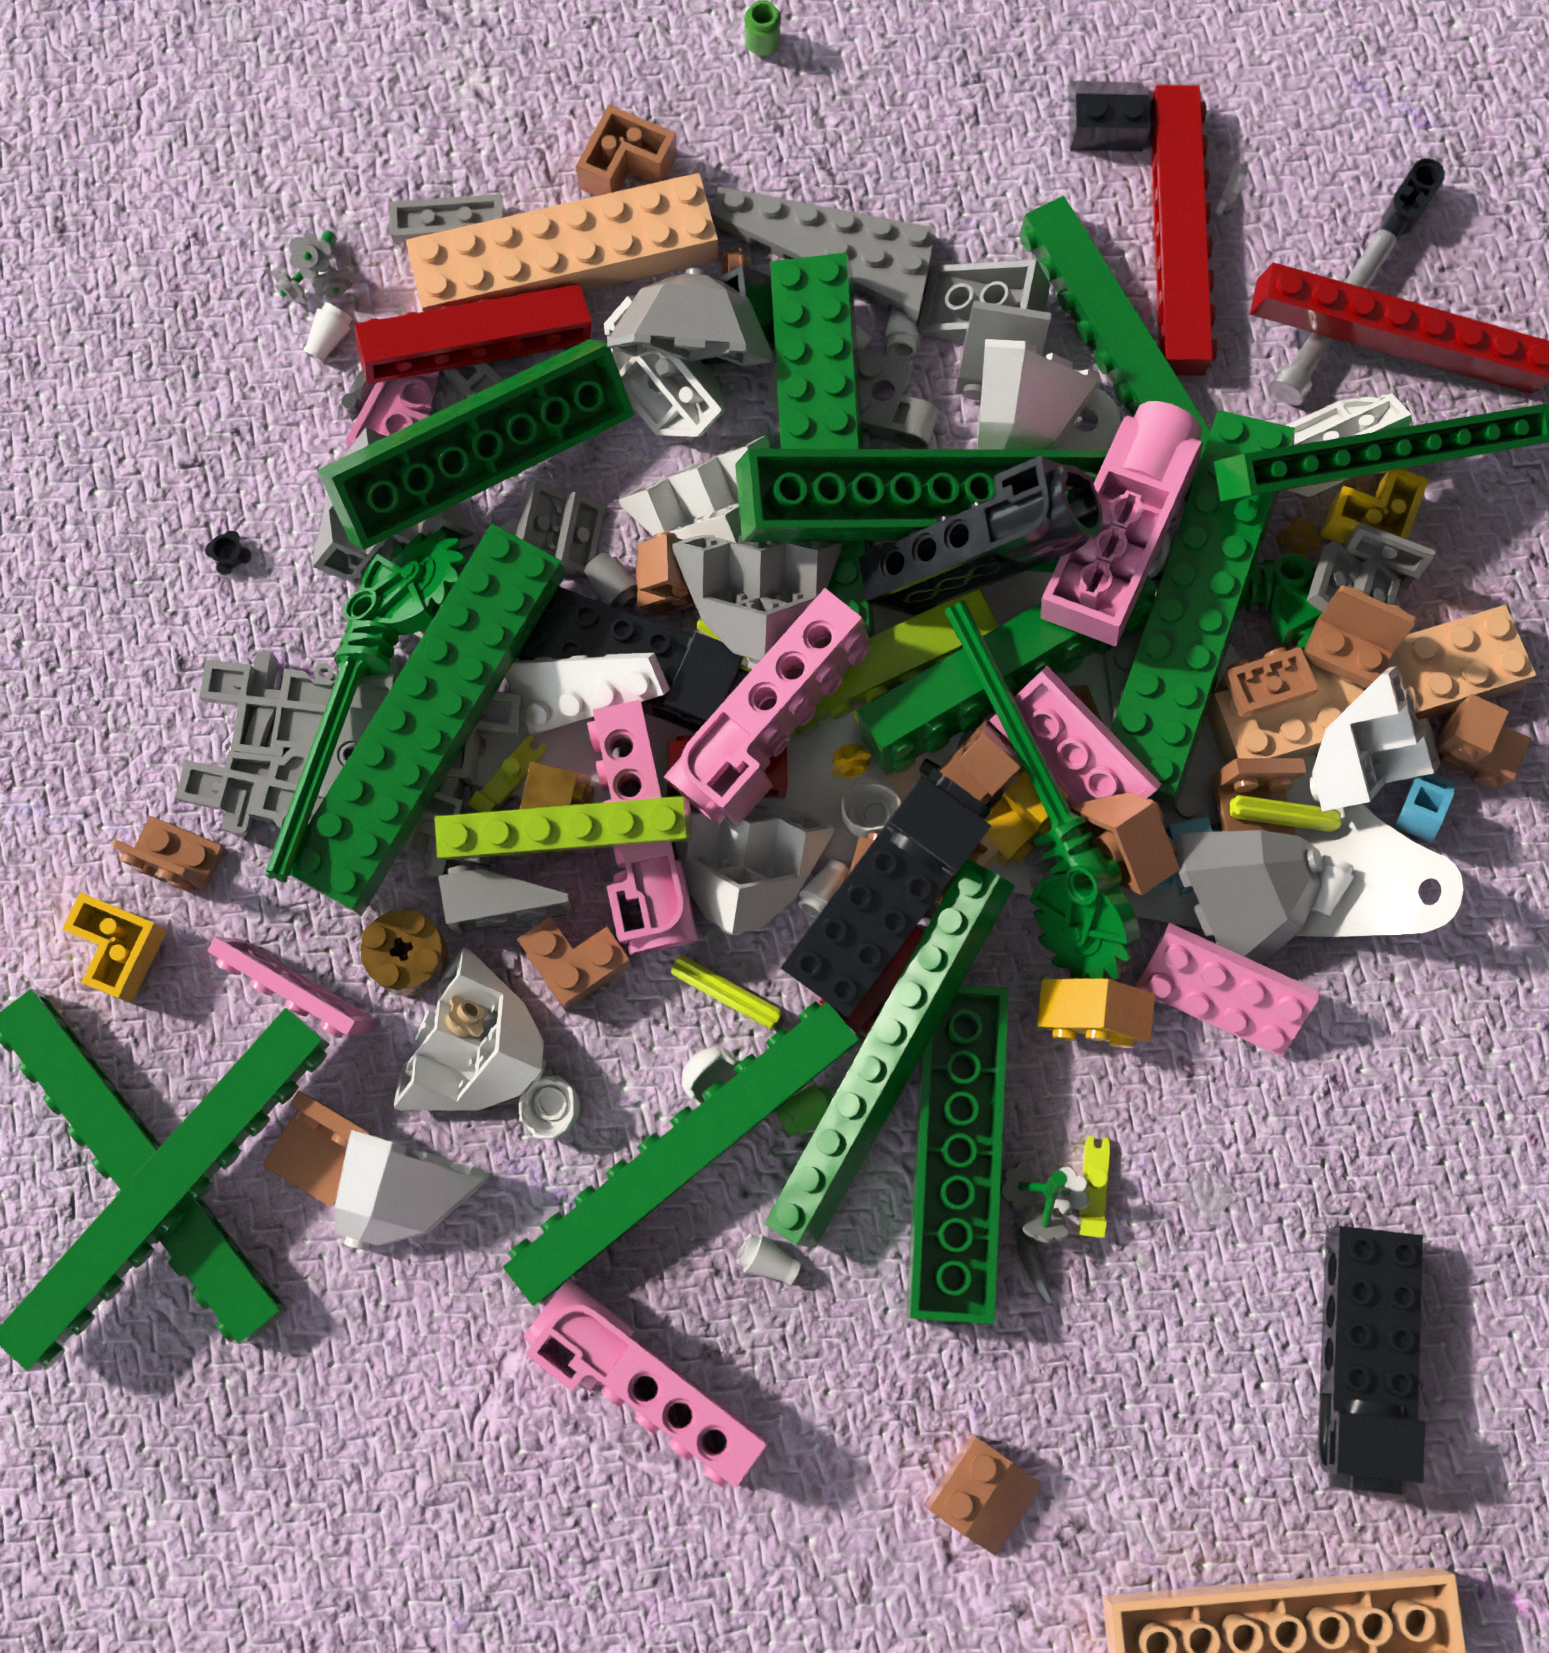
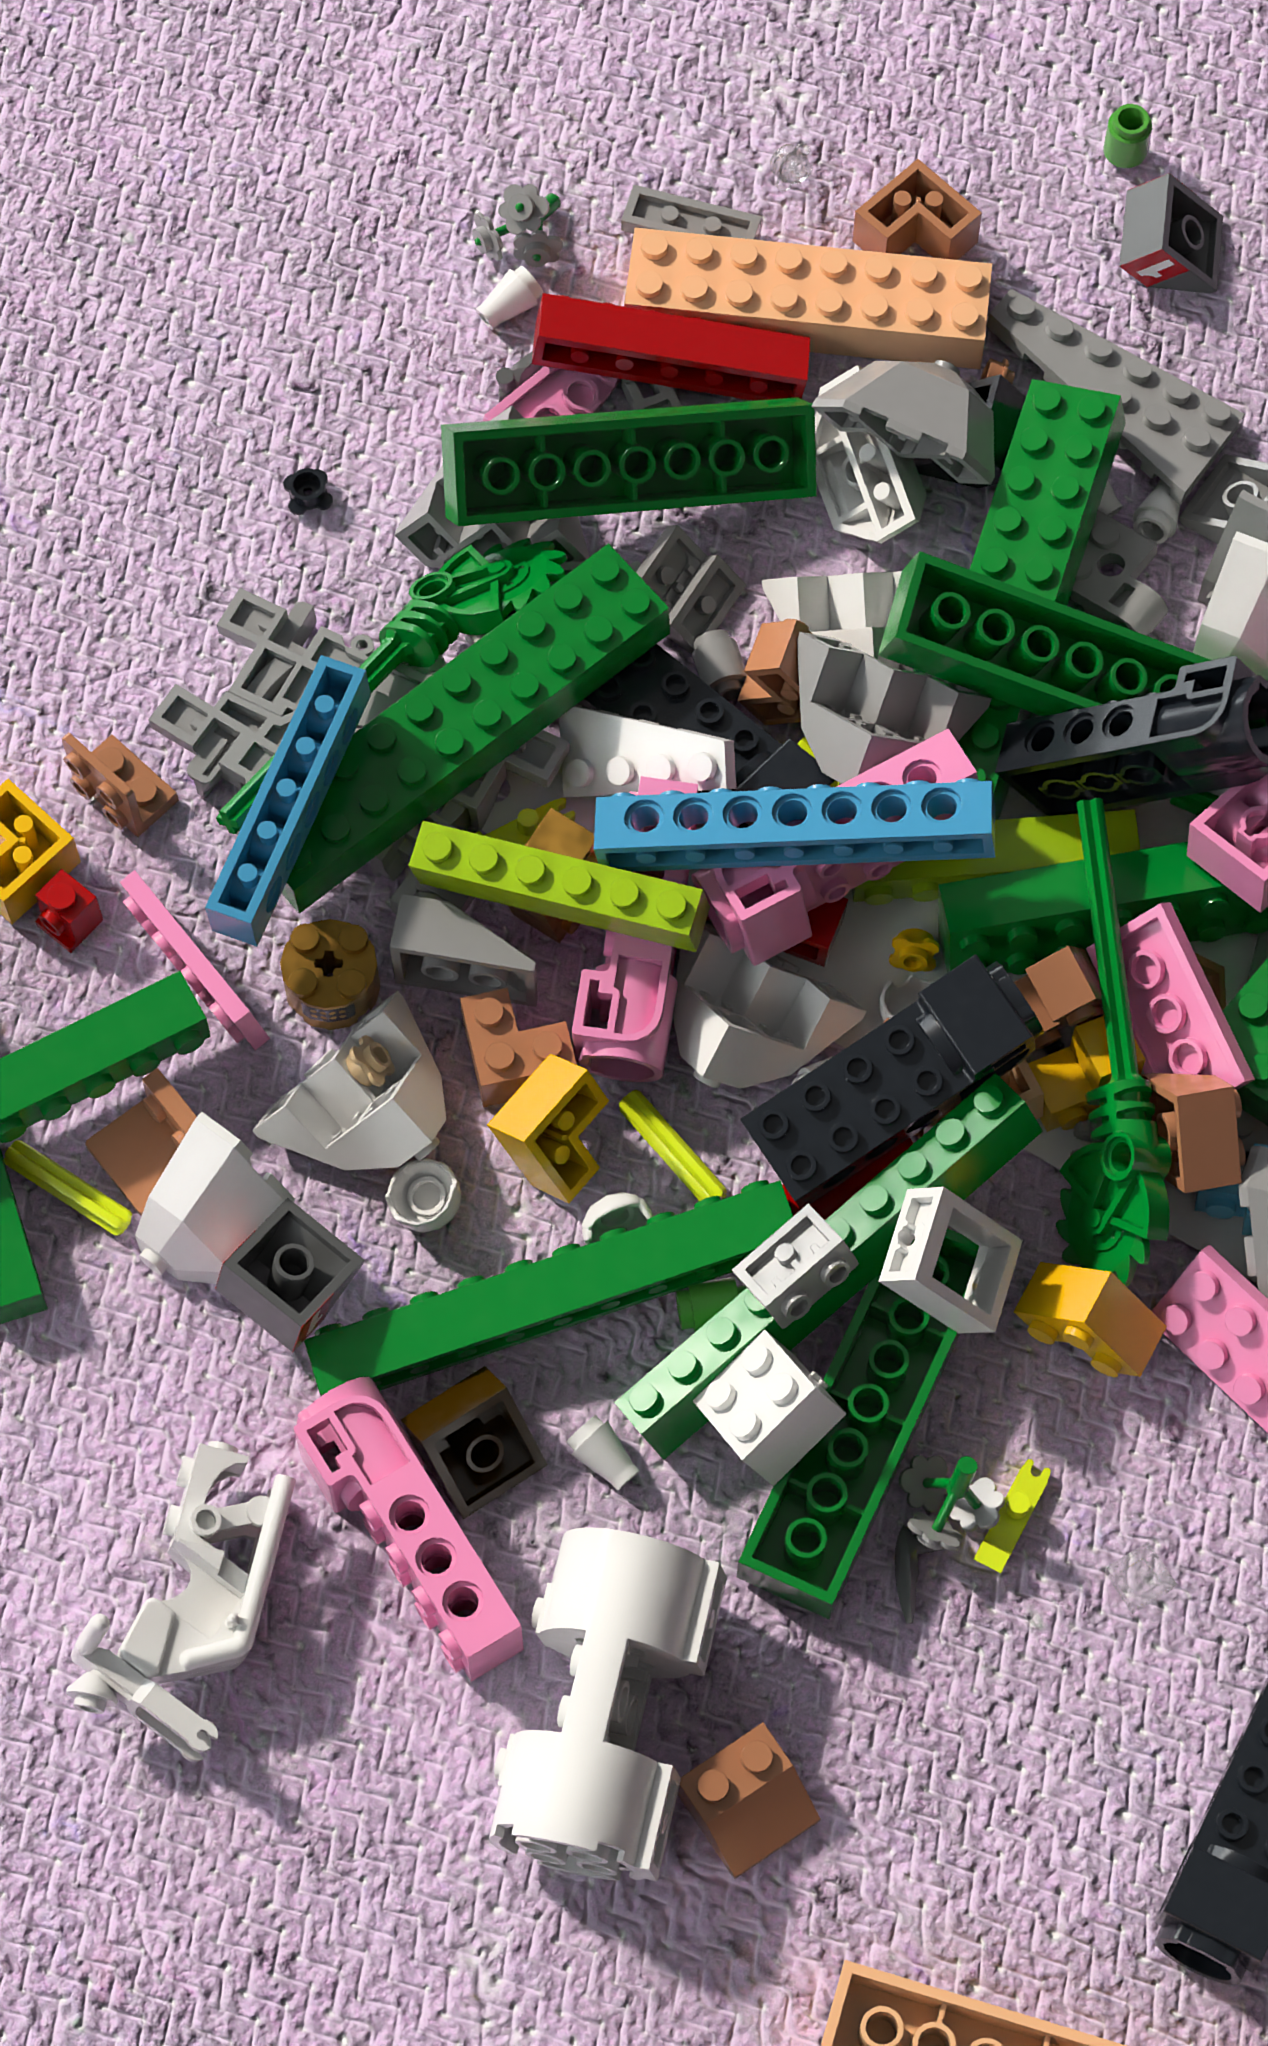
camera: 25 degrees right, 10 degrees down
(172, 979) = (67, 910): none -> red brick
(265, 1207) = (68, 1187): none -> neon yellow axle
(319, 842) = (288, 801): none -> dark azure brick
(471, 1223) = (288, 1274): none -> dark grey slope
(507, 142) = (791, 165): none -> clear plate
(517, 1531) = (205, 1625): none -> white piece
(625, 1016) = (543, 1127): none -> yellow brick
(664, 1291) = (474, 1441): none -> dark brown slope
(758, 722) = (813, 842): none -> dark azure brick
(825, 101) = (1171, 237): none -> dark grey slope
(862, 1558) = (623, 1616): none -> white cylinder
(869, 1073) = (796, 1266): none -> light grey bracket
(888, 1187) = (769, 1407): none -> white brick
(964, 1042) = (911, 1267): none -> white window

